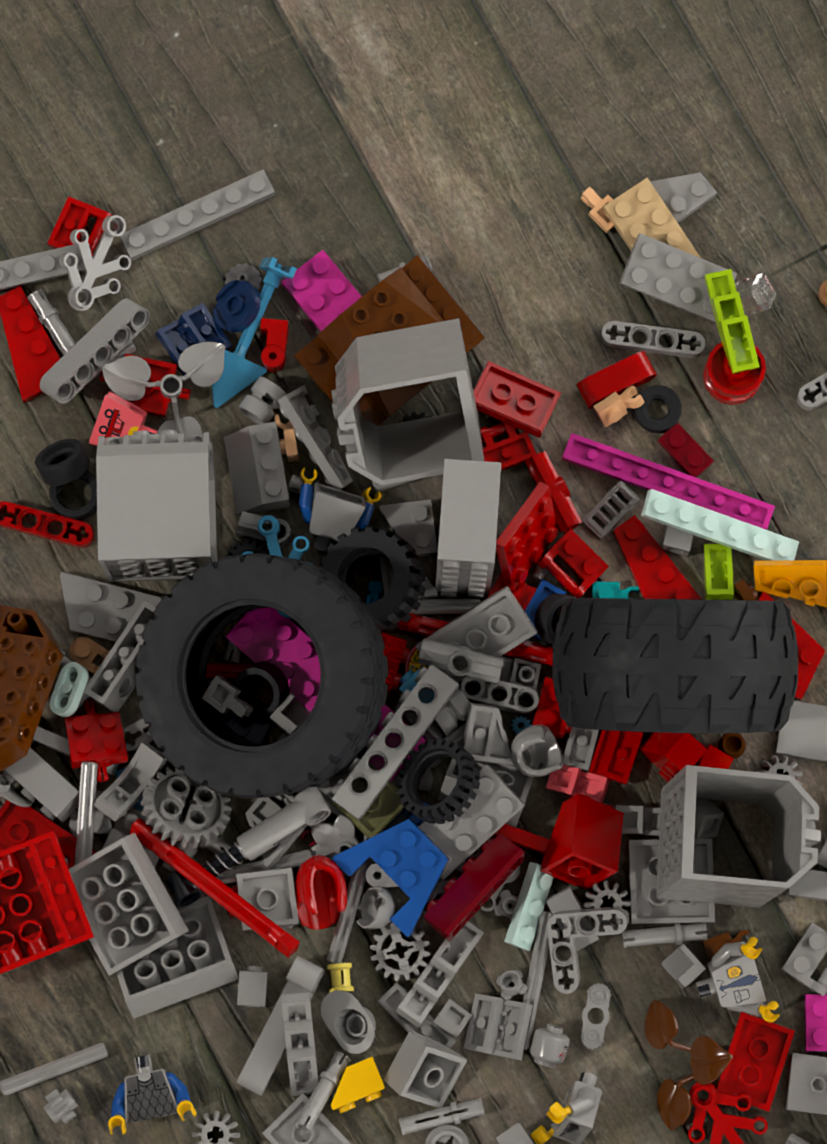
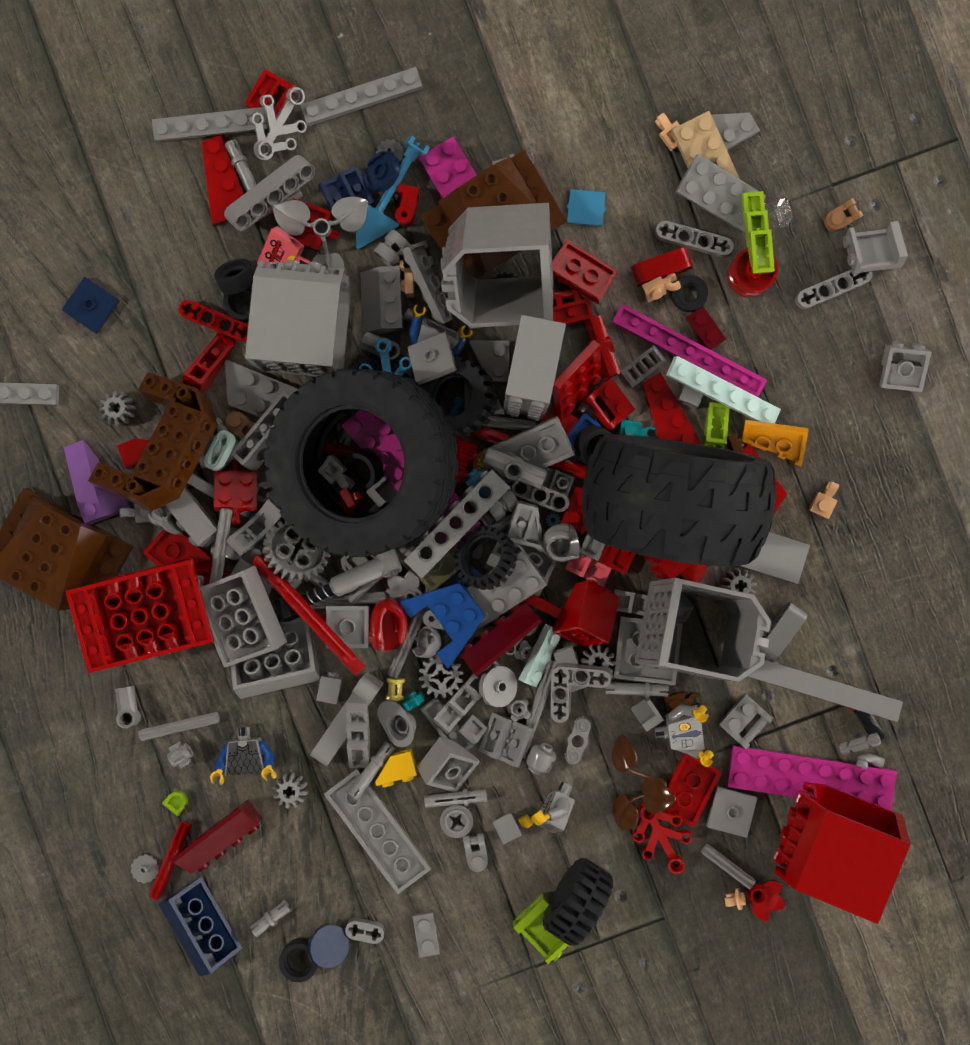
camera: 10 degrees right, 10 degrees up
(40, 577) = (208, 363): none -> red slope
(249, 732) = (349, 502): none -> red tile
(334, 533) = (432, 358): none -> light grey plate
(366, 989) = (413, 700): none -> teal plate
(467, 954) = (490, 684): none -> light grey plate
(507, 317) = (586, 208): none -> dark azure piece

